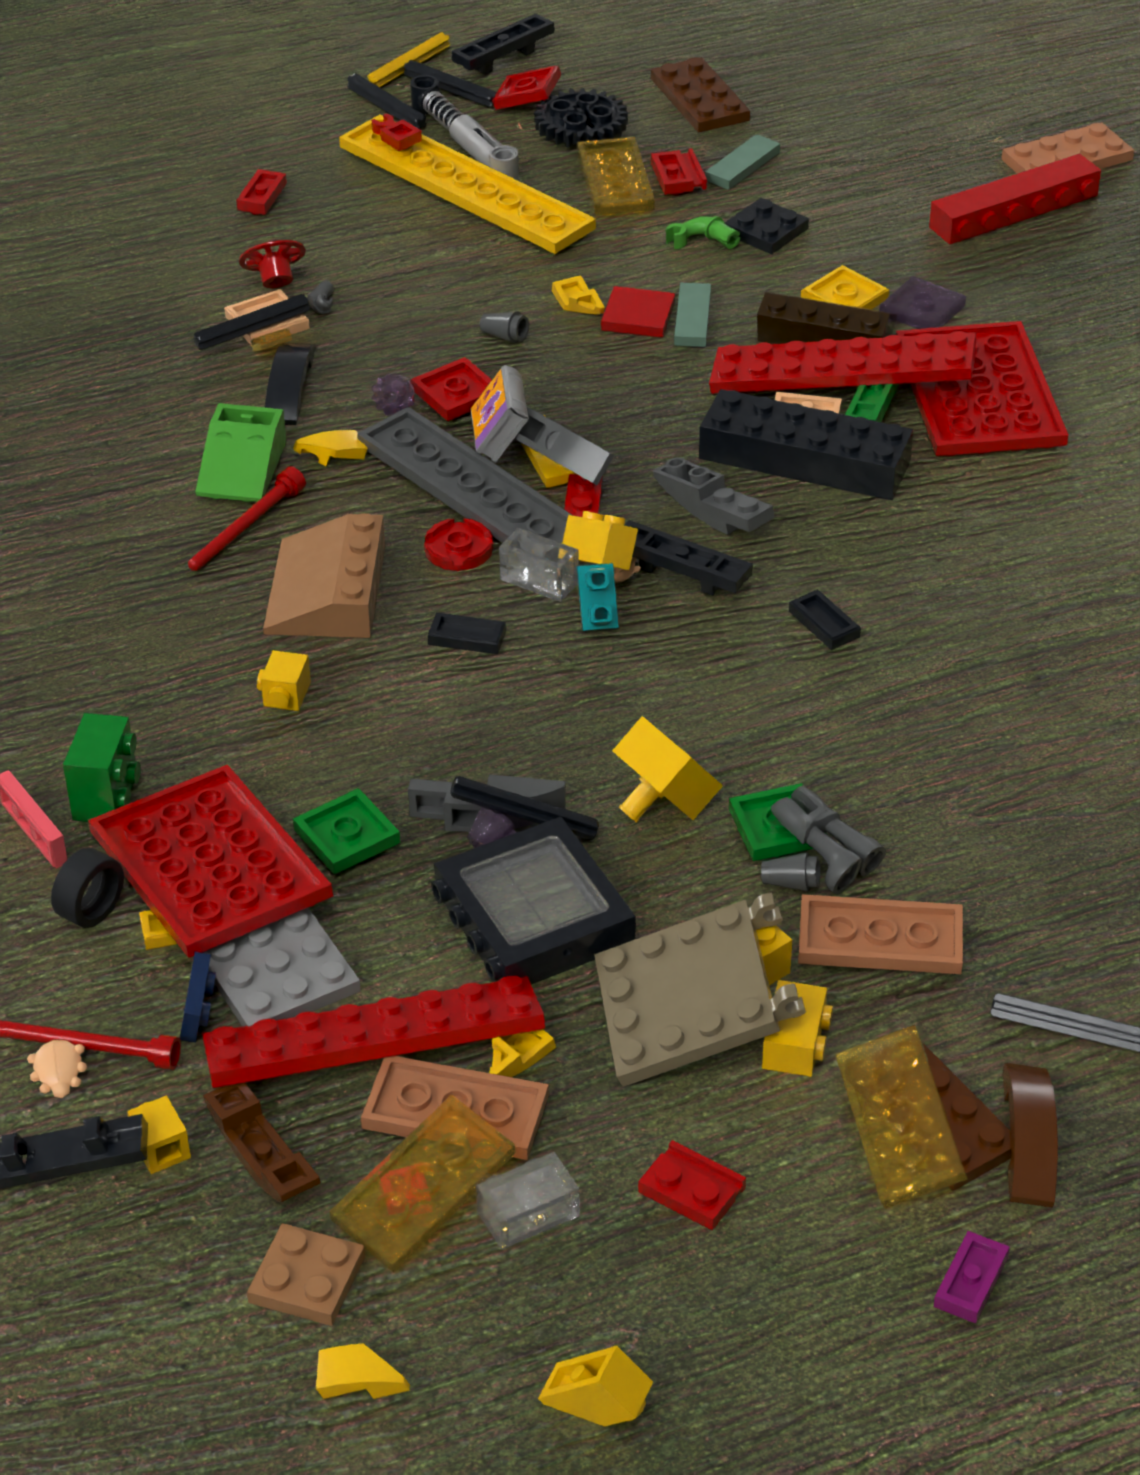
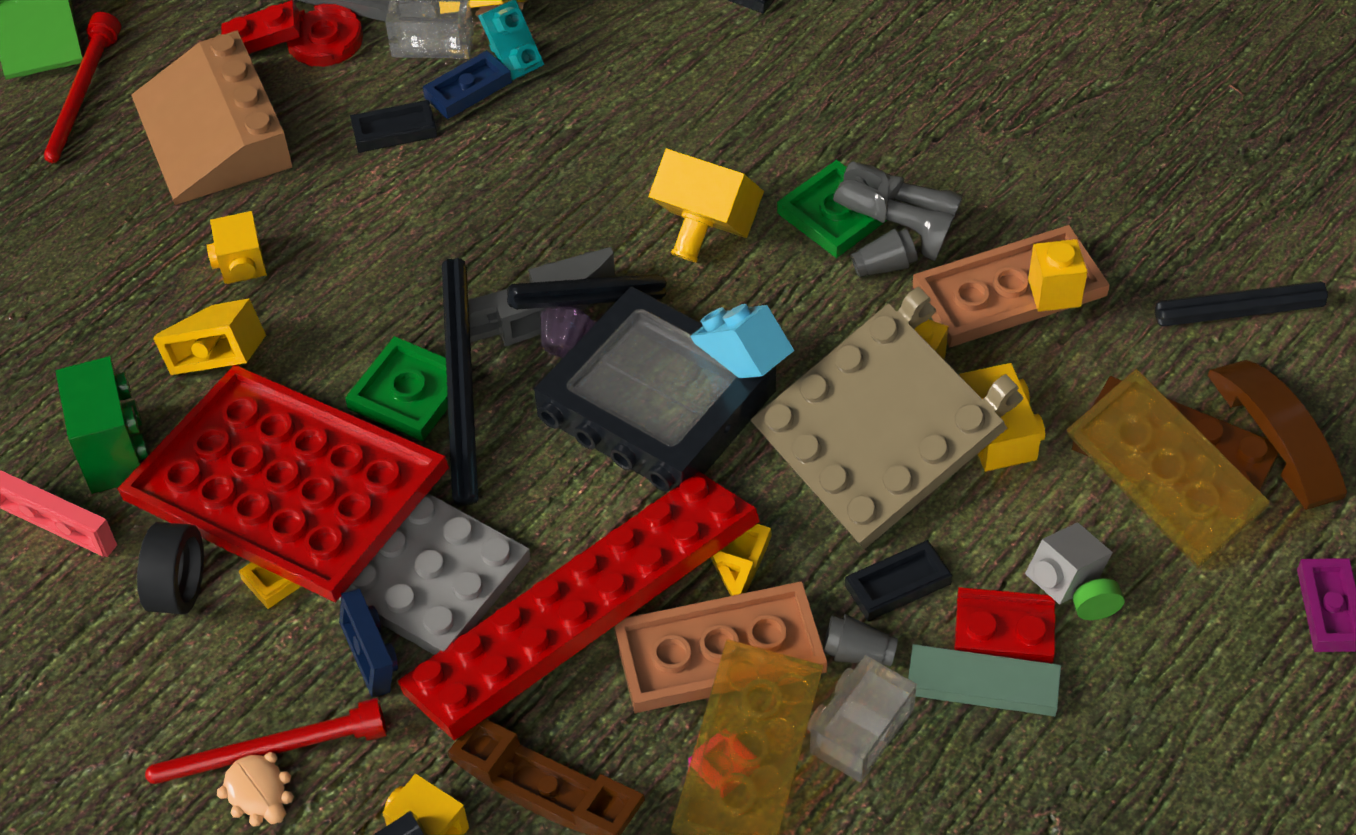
camera: 25 degrees left, 10 degrees up
(222, 738) = (211, 338): none -> yellow slope
(382, 838) = (459, 383): none -> black axle
(413, 522) = (266, 27): none -> red plate
(543, 620) = (467, 84): none -> dark blue plate
(560, 1138) = (851, 640): none -> dark grey cone
(613, 884) = (743, 339): none -> medium azure slope
(631, 1118) = (898, 580): none -> black tile
(646, 1216) = (985, 680): none -> sand green tile
(769, 1155) = (1067, 562): none -> light grey brick
(777, 1193) = (1098, 599): none -> bright green tile
(912, 934) = (1057, 275): none -> yellow brick

